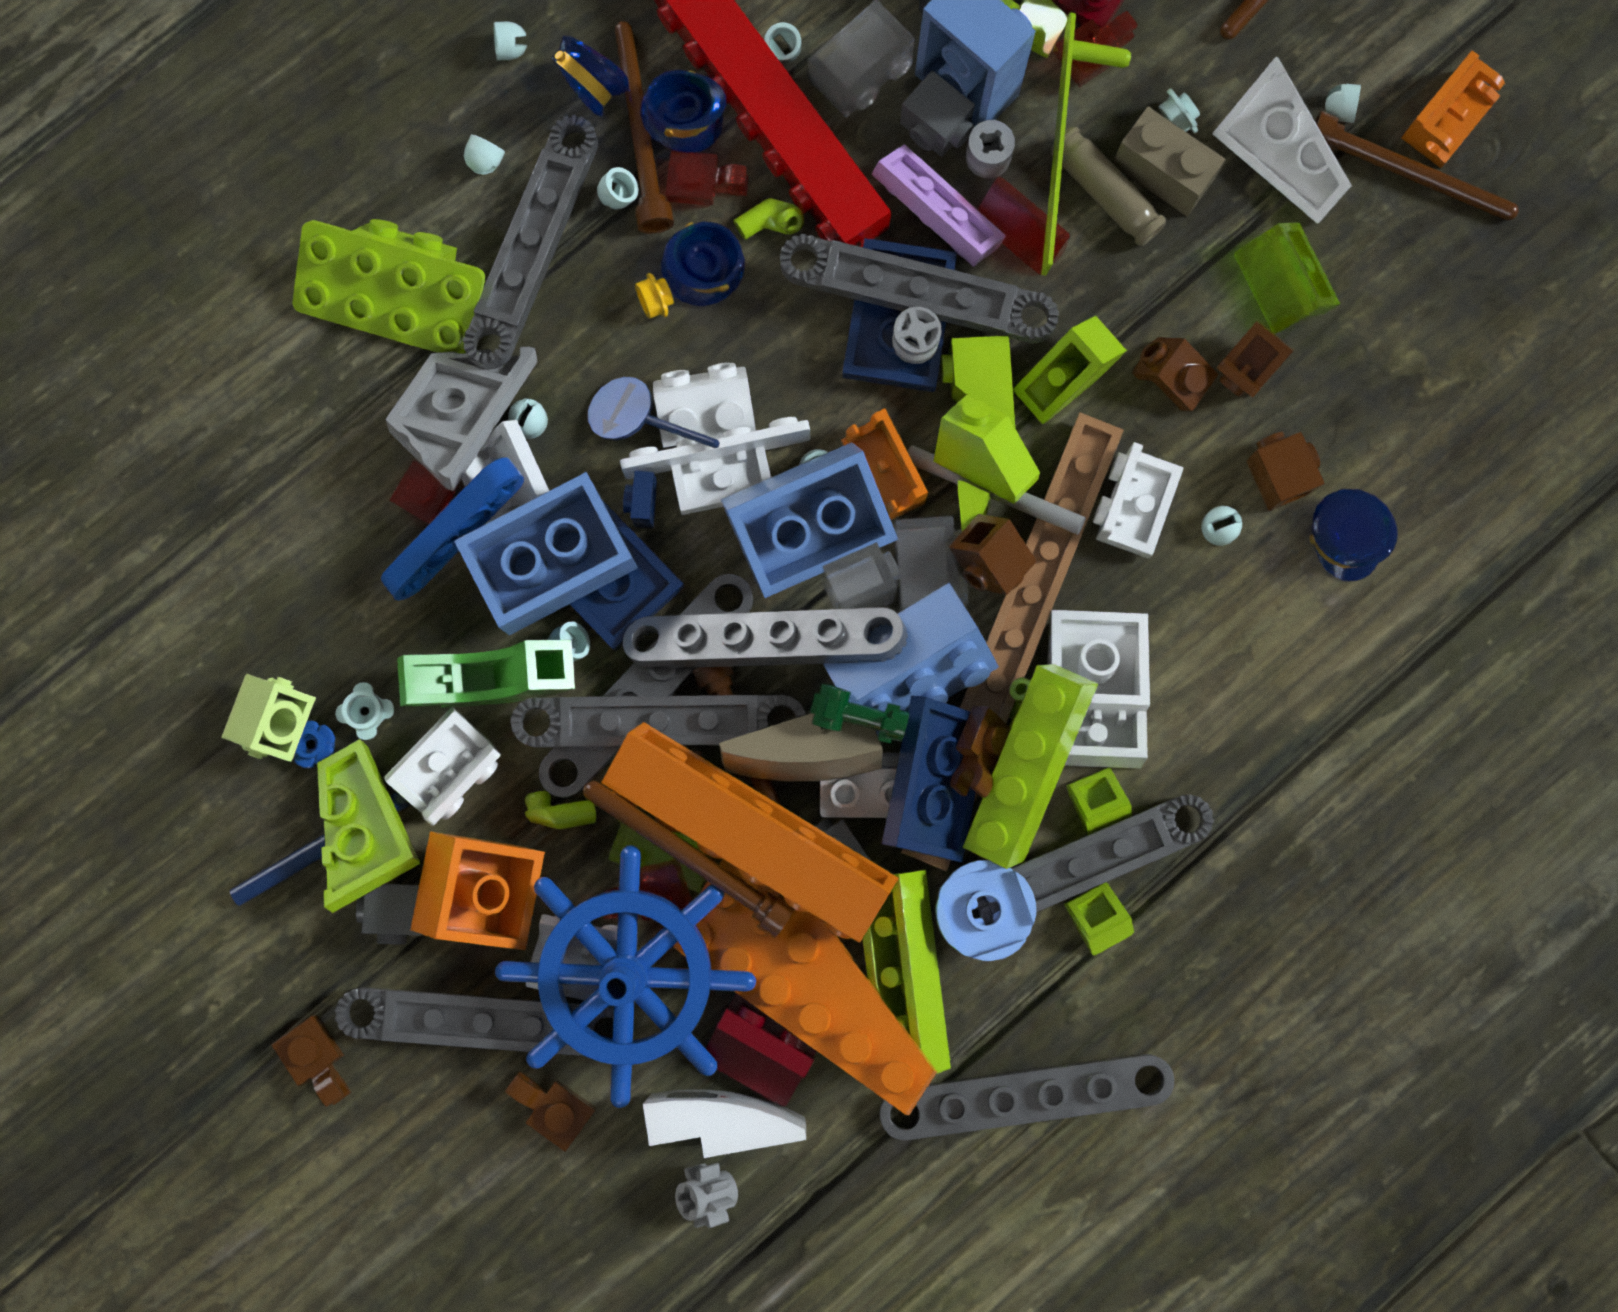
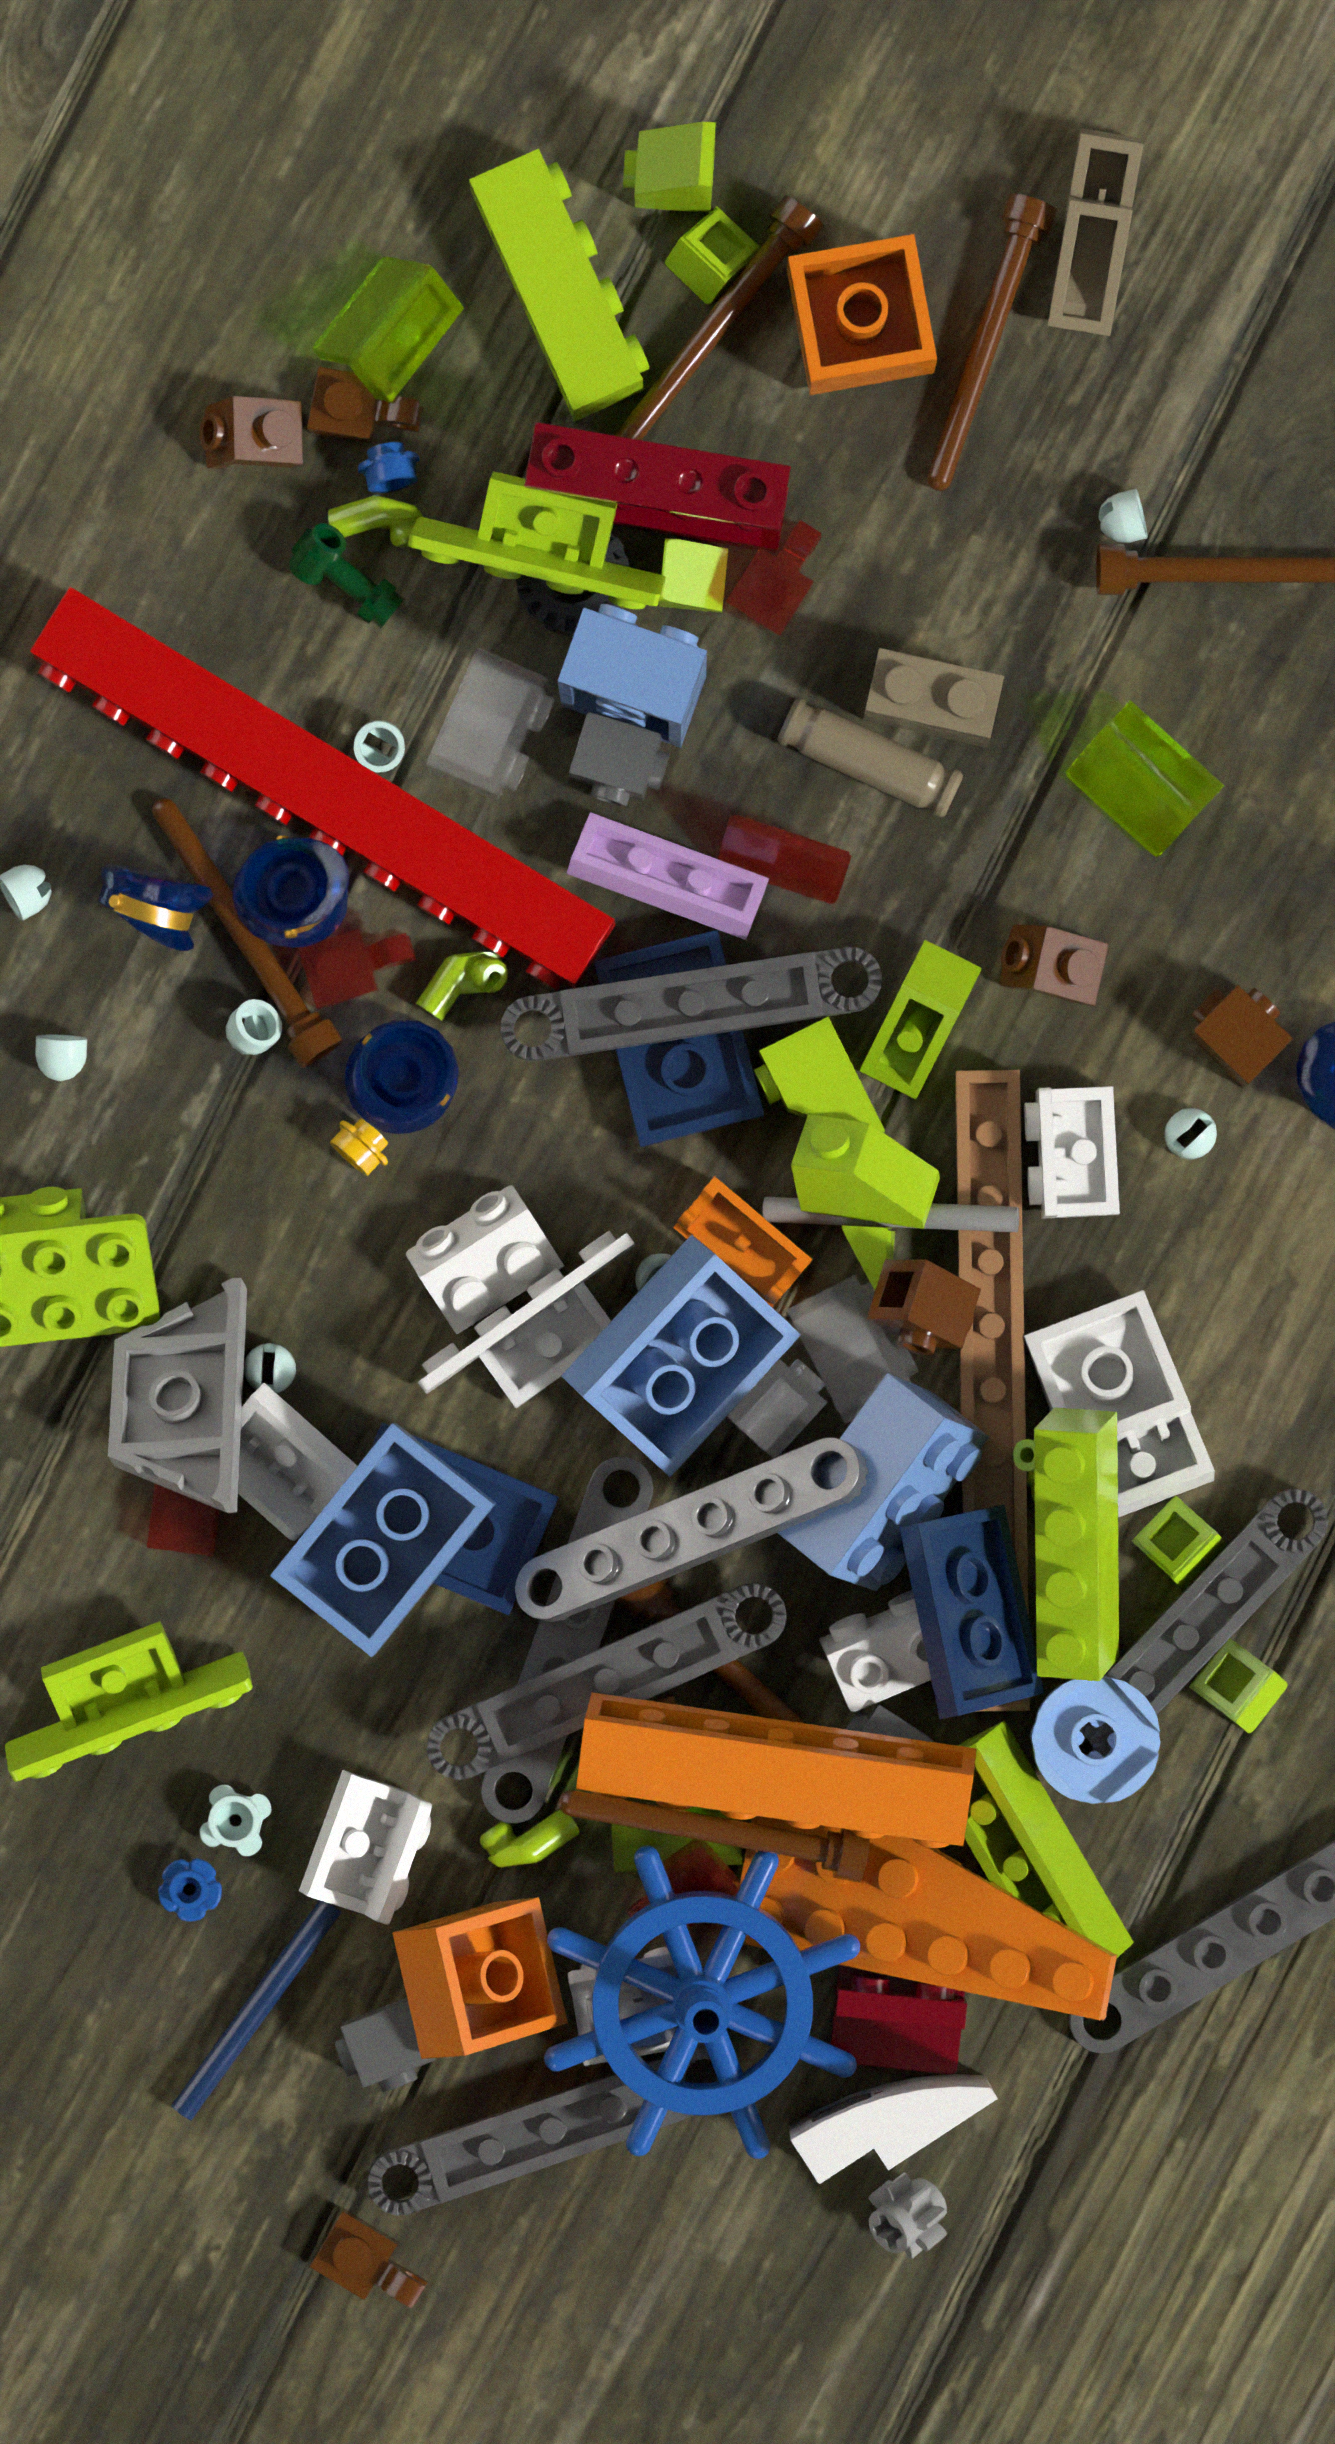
camera: 20 degrees left, 5 degrees up
(268, 717) = (128, 1880): yellowish green head -> none
(323, 587) = (118, 1694): none -> lime bracket
(361, 827) = (304, 1963): lime wing -> none
(464, 514) = (249, 1555): blue beam -> none
(487, 677) = (372, 1714): bright green arch -> none
(530, 242) = (176, 1143): flat silver plate -> none
(556, 1113) = (686, 2198): reddish brown plate -> none
(577, 635) = (461, 1622): light aqua hinge -> none
(624, 408) = (386, 1307): piece -> none
(641, 499) = (459, 1413): dark blue plate -> none
(803, 752) = (801, 1646): dark tan slope -> none
(833, 707) = (814, 1584): dark green bar -> none
(915, 324) = (715, 1050): light grey wheel -> none
(981, 748) = (1008, 1547): reddish brown plate -> none
(987, 160) = (699, 784): light grey wheel -> none
(1081, 52) = (767, 604): lime piece -> none
(1180, 111) = (922, 623): light aqua plate -> none
(1253, 360) = (1144, 912): reddish brown bracket -> none
(1283, 143) = (1070, 612): white wing -> none
(1454, 110) = (1268, 470): orange hinge -> none

